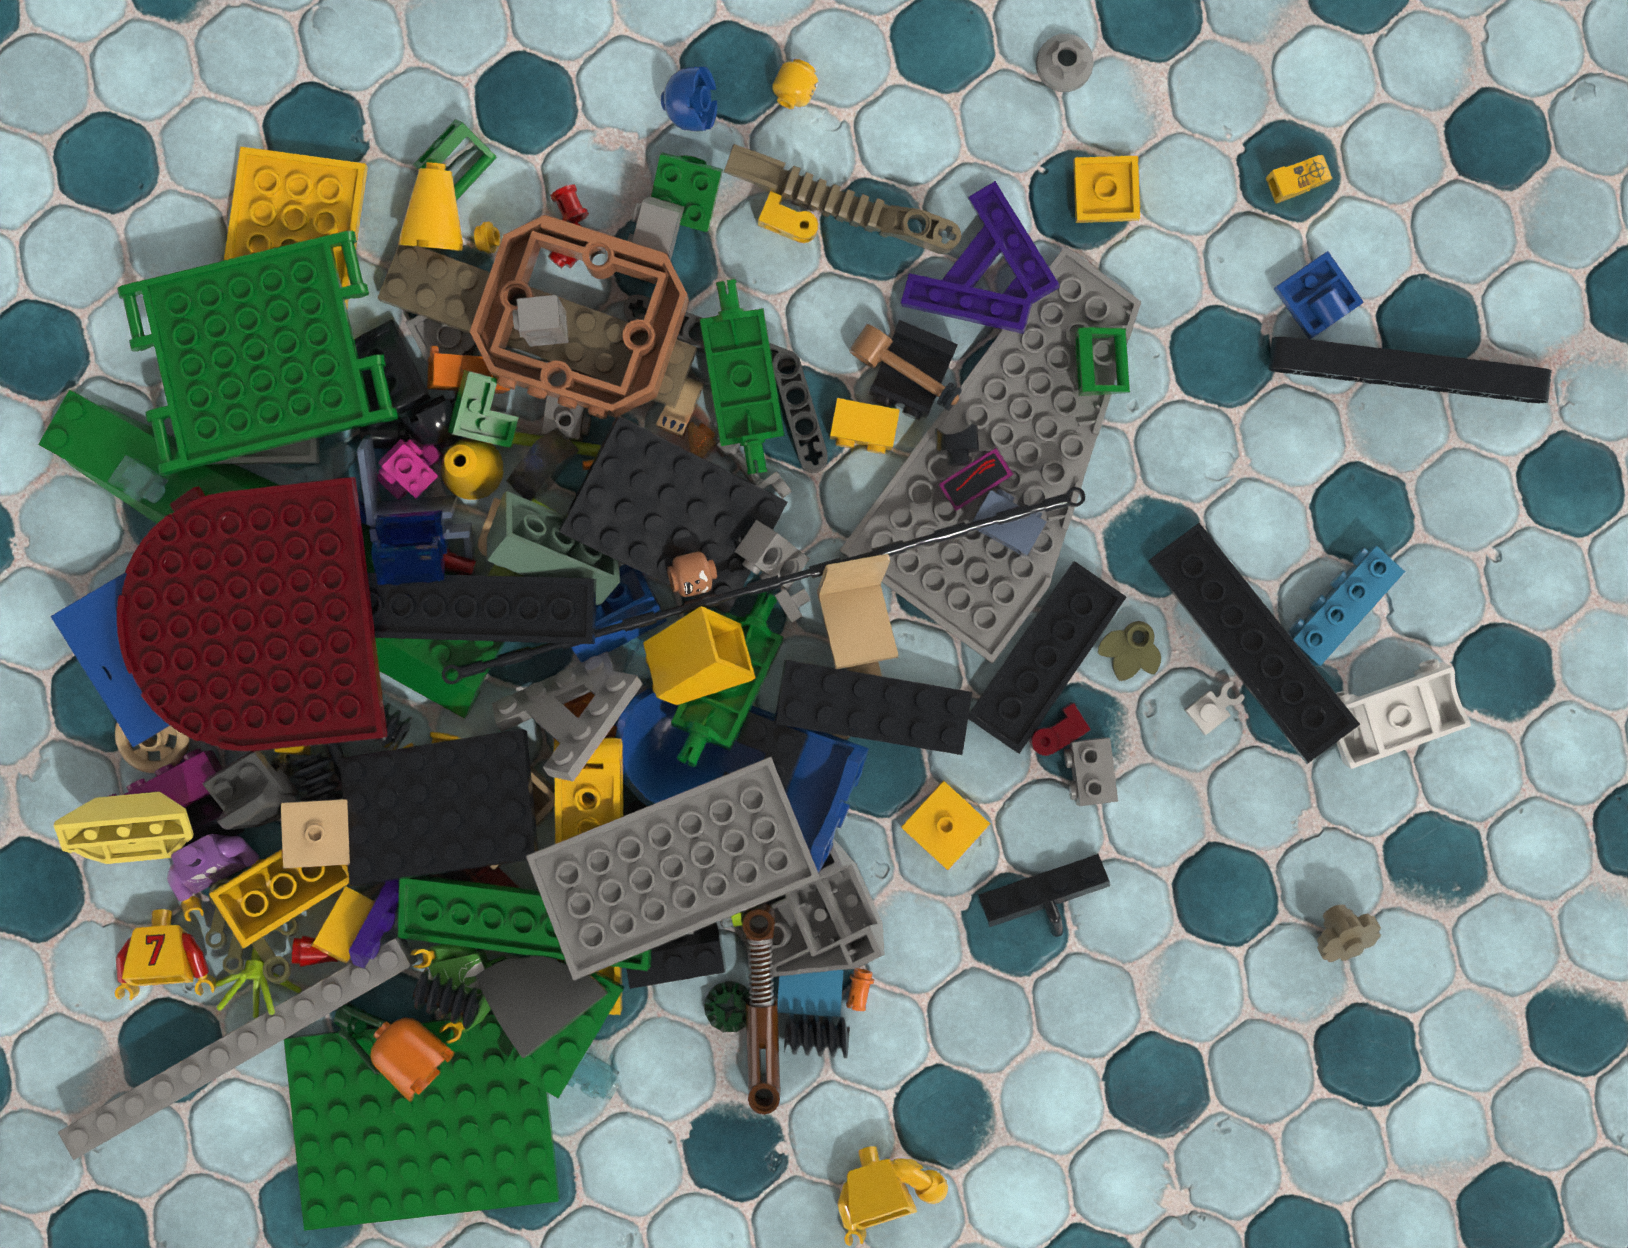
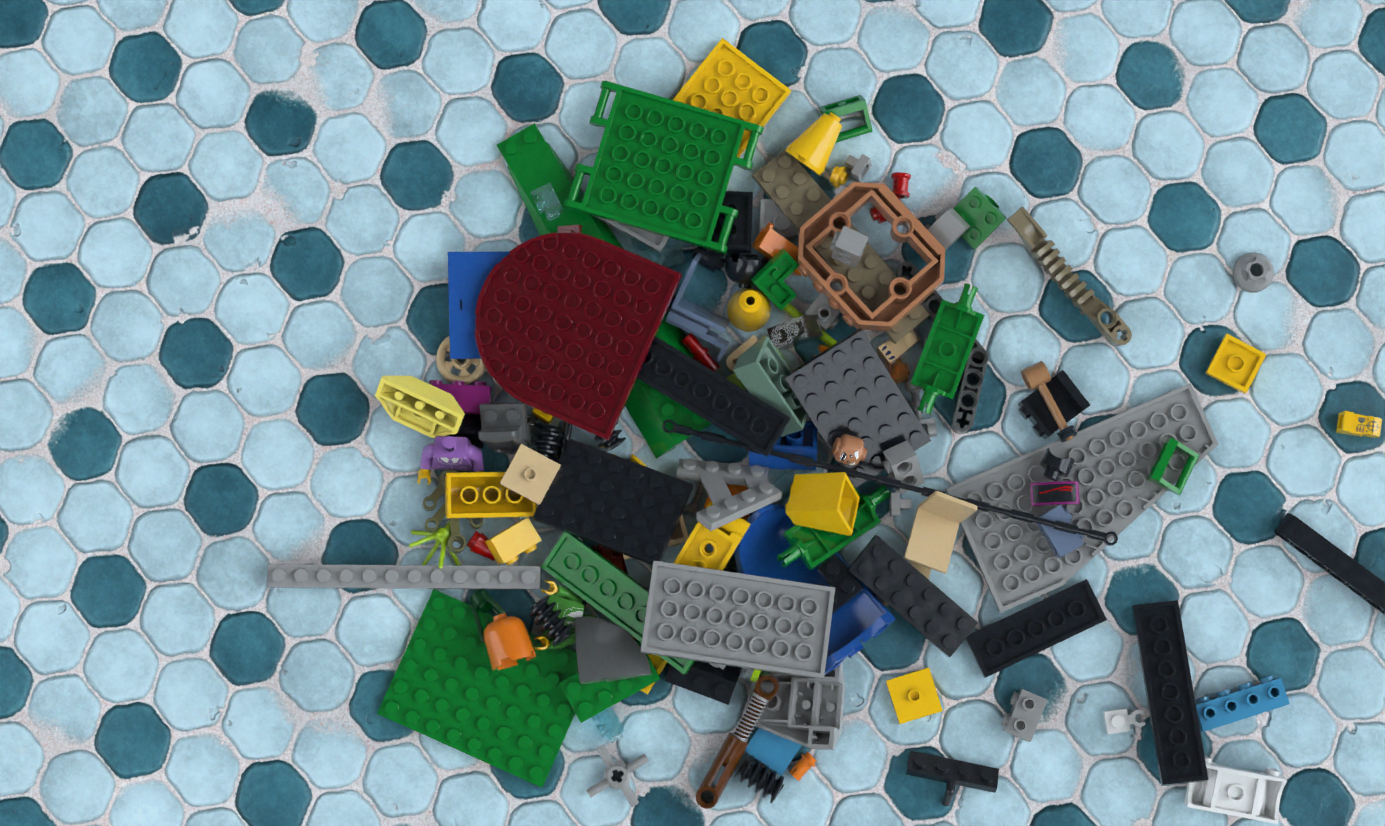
camera: 35 degrees right, 5 degrees down
(160, 957) = (389, 494): yellow torso -> none
(377, 922) = (535, 550): dark purple plate -> none
(408, 468) = (712, 287): dark pink tile -> none
(411, 548) = (690, 336): clear blue piece -> none
(504, 211) = (858, 167): none -> light grey tile
(653, 1133) = (626, 777): none -> light grey bar
(689, 99) = (1009, 164): blue cylinder -> none
(721, 994) = (705, 729): dark green gear -> none
(787, 222) = (1027, 271): yellow leg -> none
(795, 84) = (1080, 191): yellow head -> none
(864, 425) = (1004, 421): yellow brick -> none
(956, 294) = (1106, 373): dark purple plate -> none
(1061, 733) = (1022, 680): dark red leg -> none
(1129, 655) = (1087, 656): olive plate -> none
(1318, 295) = (1331, 503): blue plate -> none

